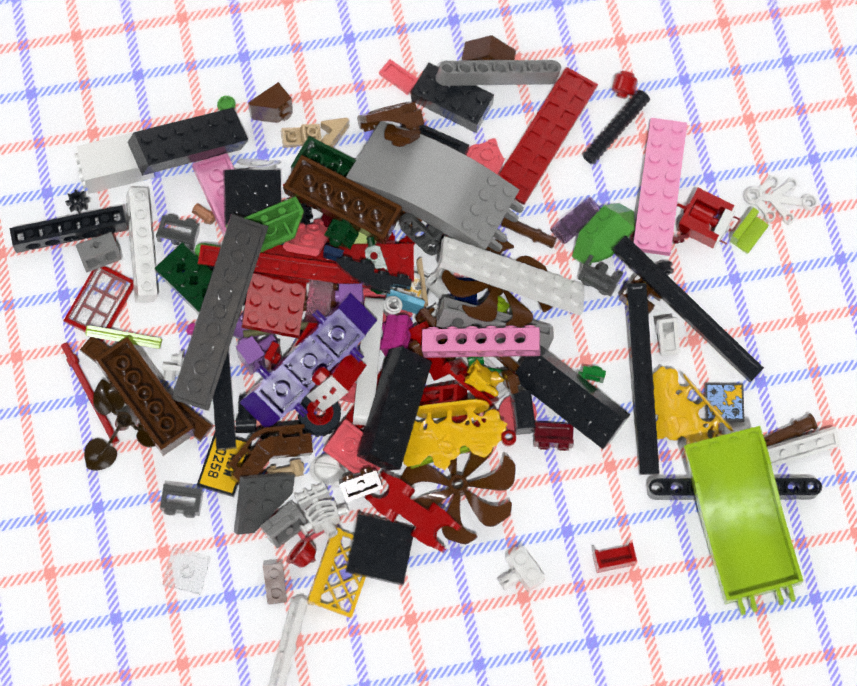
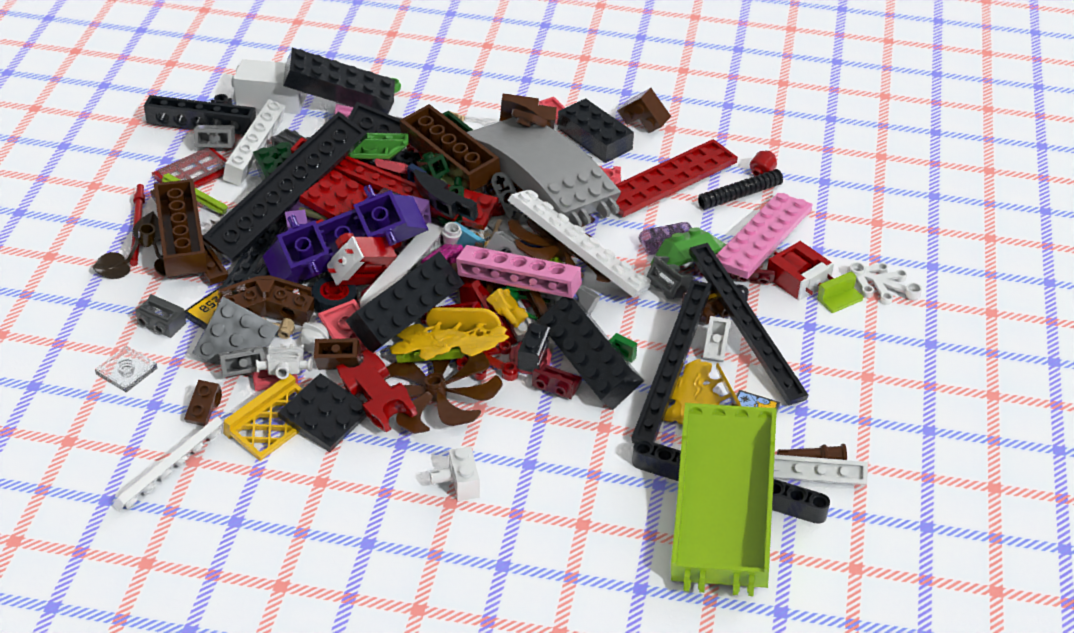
camera: 25 degrees right, 30 degrees down
(271, 105) = (427, 88): reddish brown slope -> none
(302, 553) = (244, 382): red piece -> none
(336, 129) = (477, 119): tan slope -> none
(498, 72) = (645, 117): light grey beam -> none
(511, 381) = (534, 312): reddish brown plate -> none
(530, 232) = (622, 237): reddish brown pin -> none
(614, 558) = (565, 499): red panel -> none

